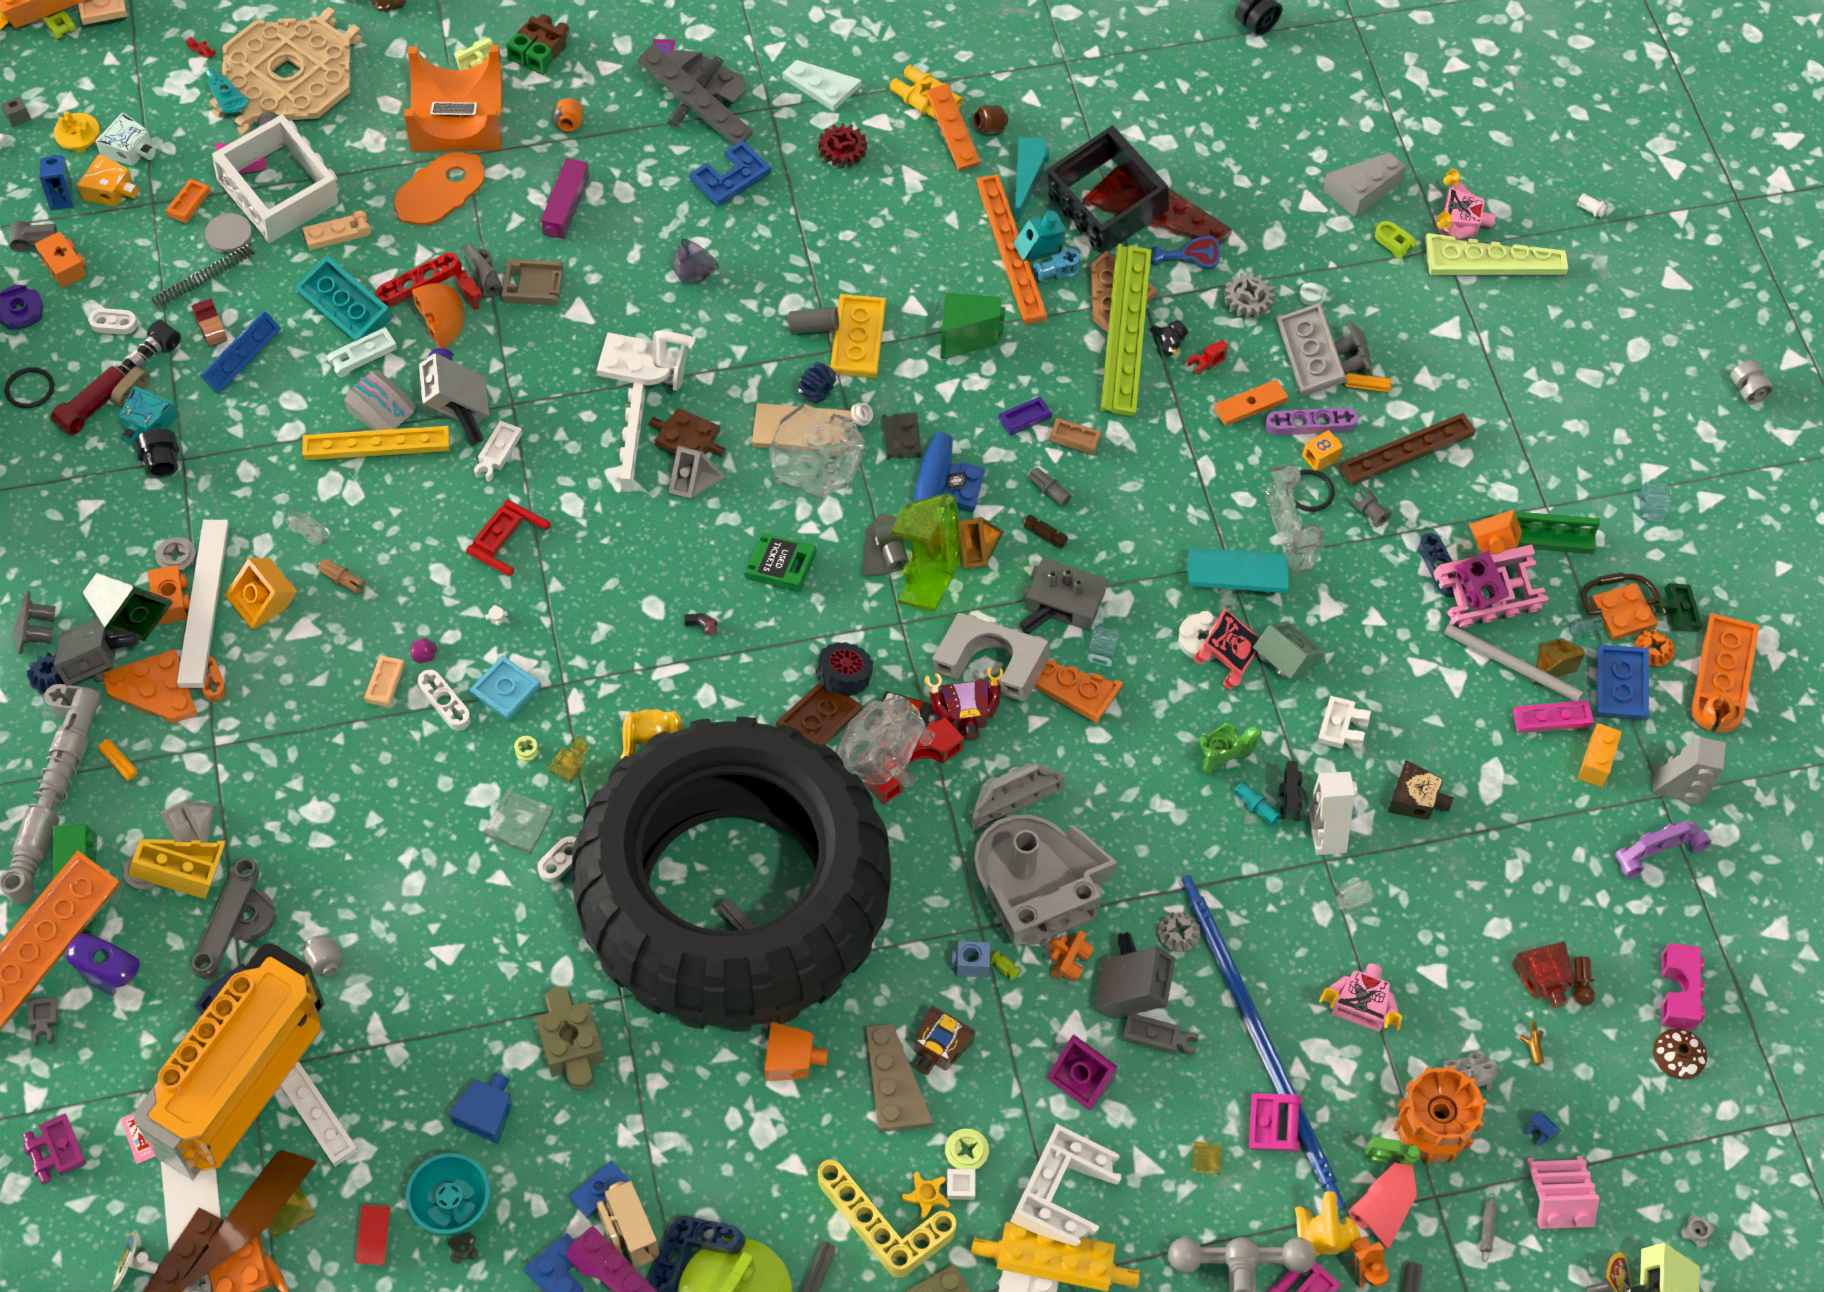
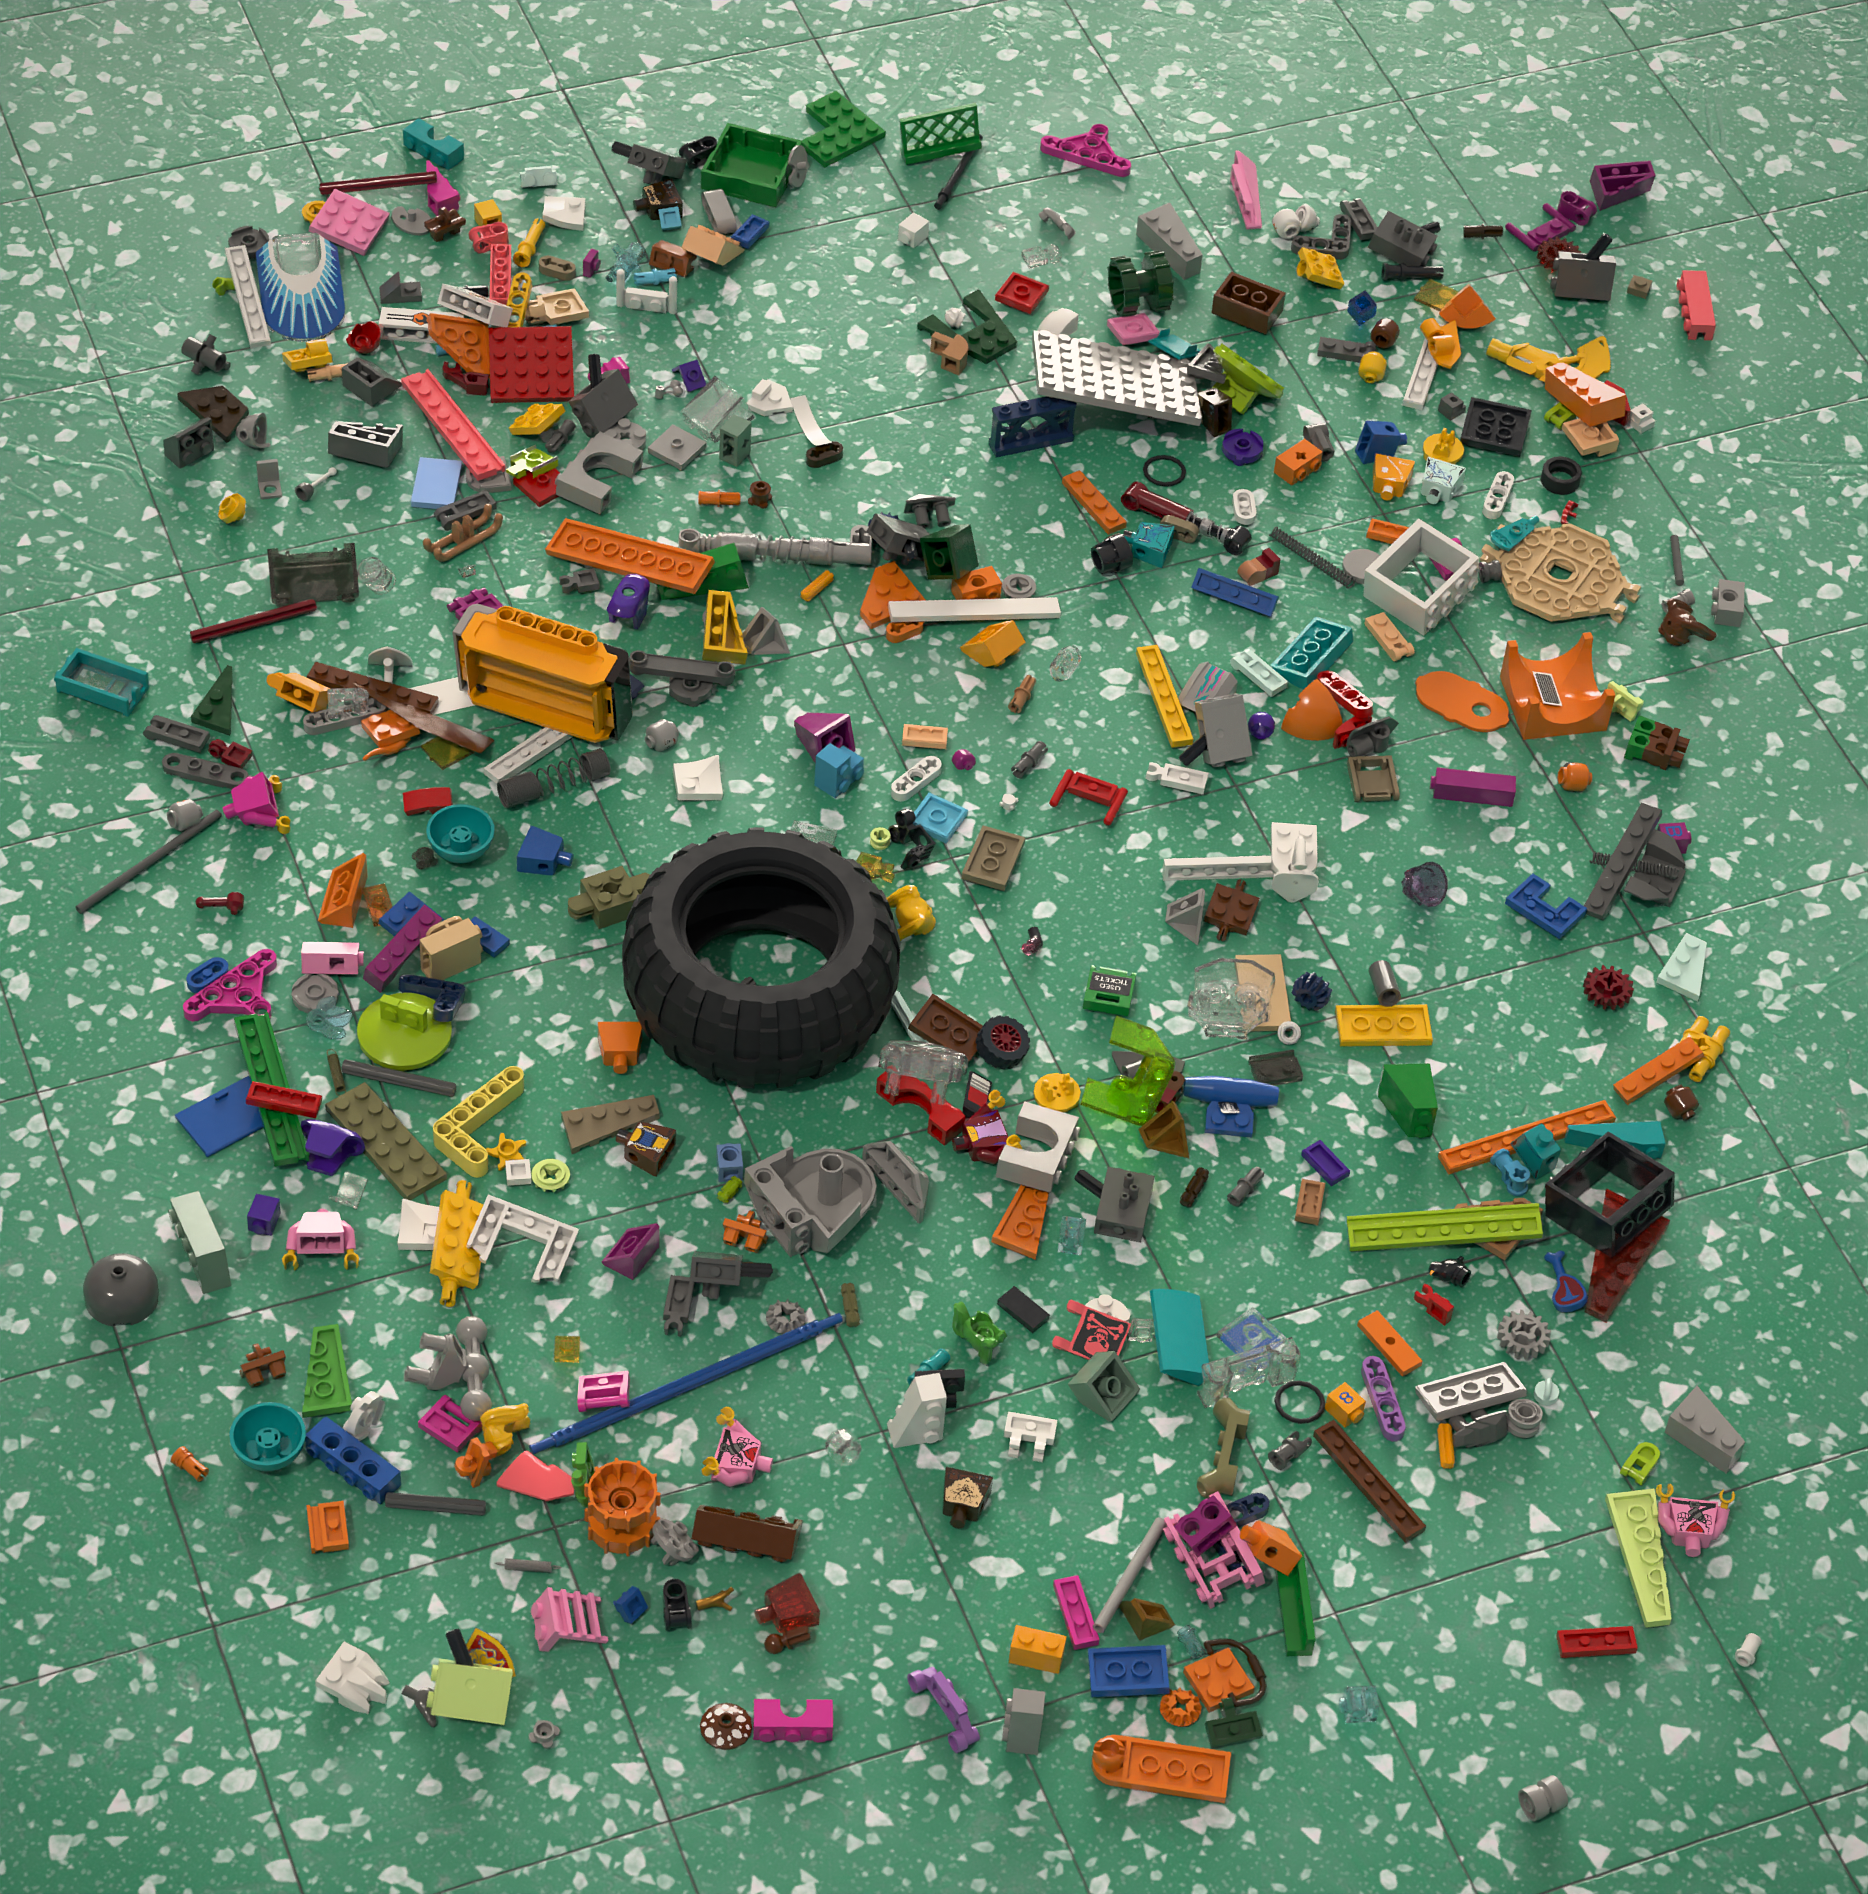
camera: 80 degrees right, 10 degrees down
(58, 79) = (1495, 426): none -> black plate
(60, 462) = (1094, 502): none -> orange plate
(151, 52) = (1560, 486): none -> black tyre
(154, 91) = (1500, 502): none -> white beam
(366, 782) = (820, 729): none -> magenta slope
(379, 1114) = (527, 787): none -> dark grey piece
(399, 926) = (698, 779): none -> white plate
(423, 772) = (837, 769): none -> dark azure brick
(440, 585) = (1029, 759): none -> dark grey pin
(528, 715) = (906, 832): none -> black piece
(578, 641) = (993, 858): none -> dark tan plate
(912, 642) = (1065, 1088): none -> yellow plate
(1169, 866) = (850, 1304): none -> olive axle
(1185, 707) = (1023, 1309): none -> black tile
(1231, 516) = (1249, 1332): none -> clear tile
(1341, 311) = (1524, 1418): none -> light grey wheel
(1401, 566) = (1235, 1425): none -> olive plate
(1459, 997) = (746, 1532): none -> reddish brown wedge
(1551, 1080) = (676, 1609): none -> black piece
(1585, 311) = (1596, 1641): none -> red plate

